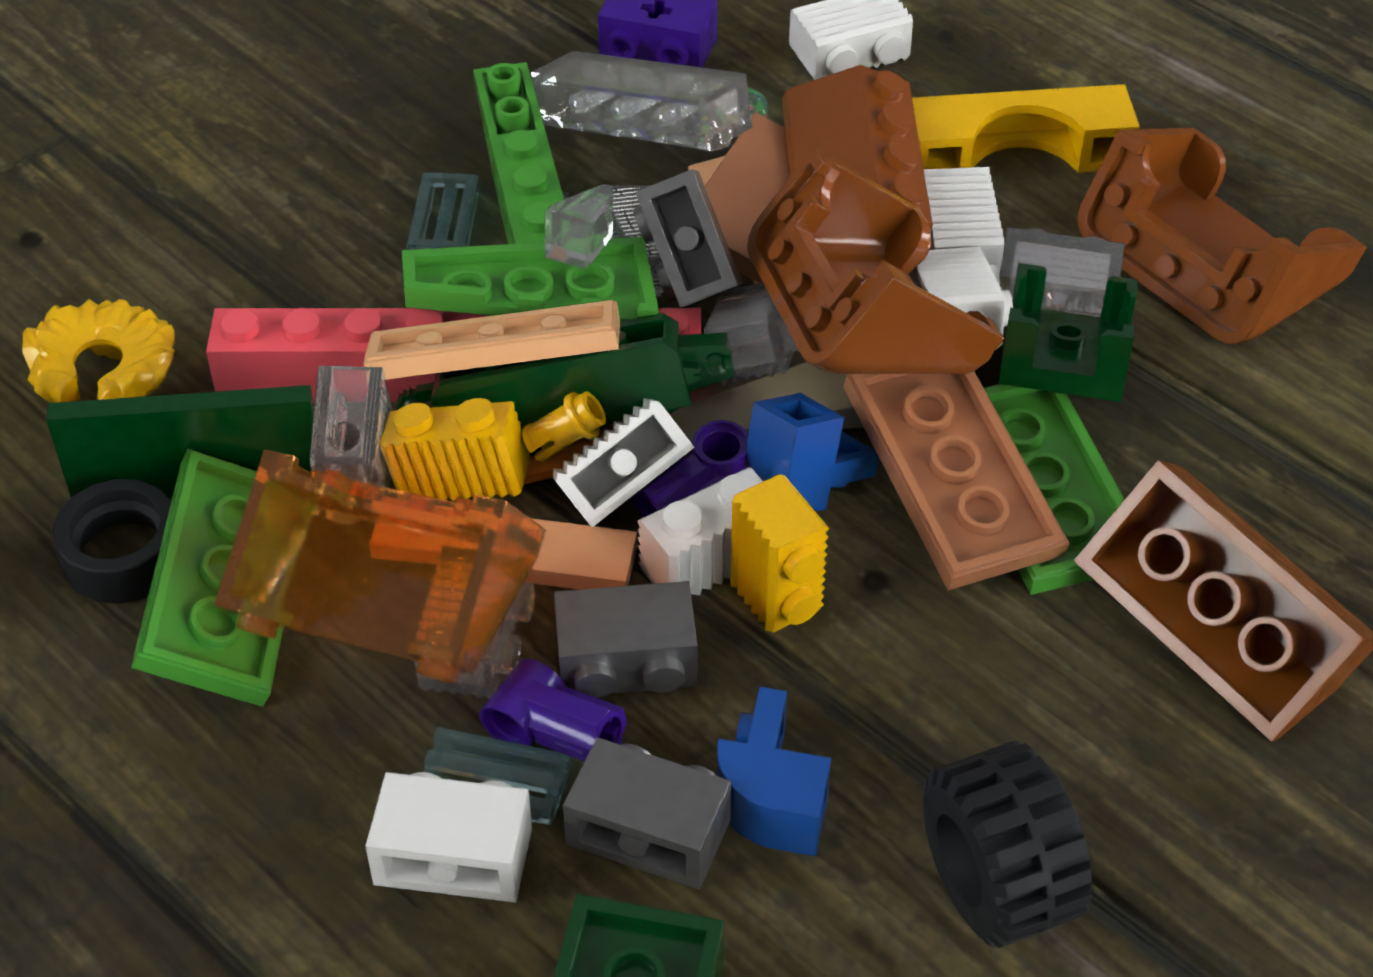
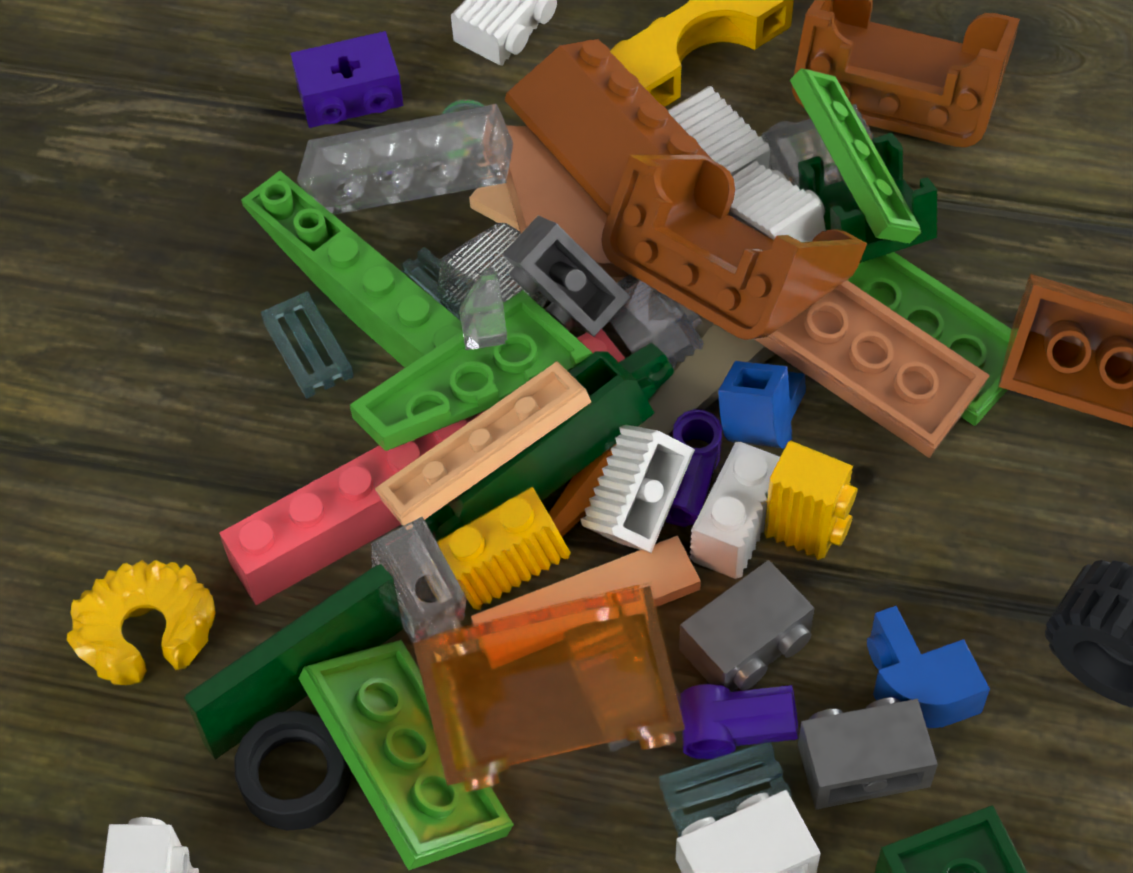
camera: 30 degrees left, 10 degrees up
(576, 418) = (574, 482): yellow pin -> none
(1075, 279) = (855, 156): none -> bright green tile

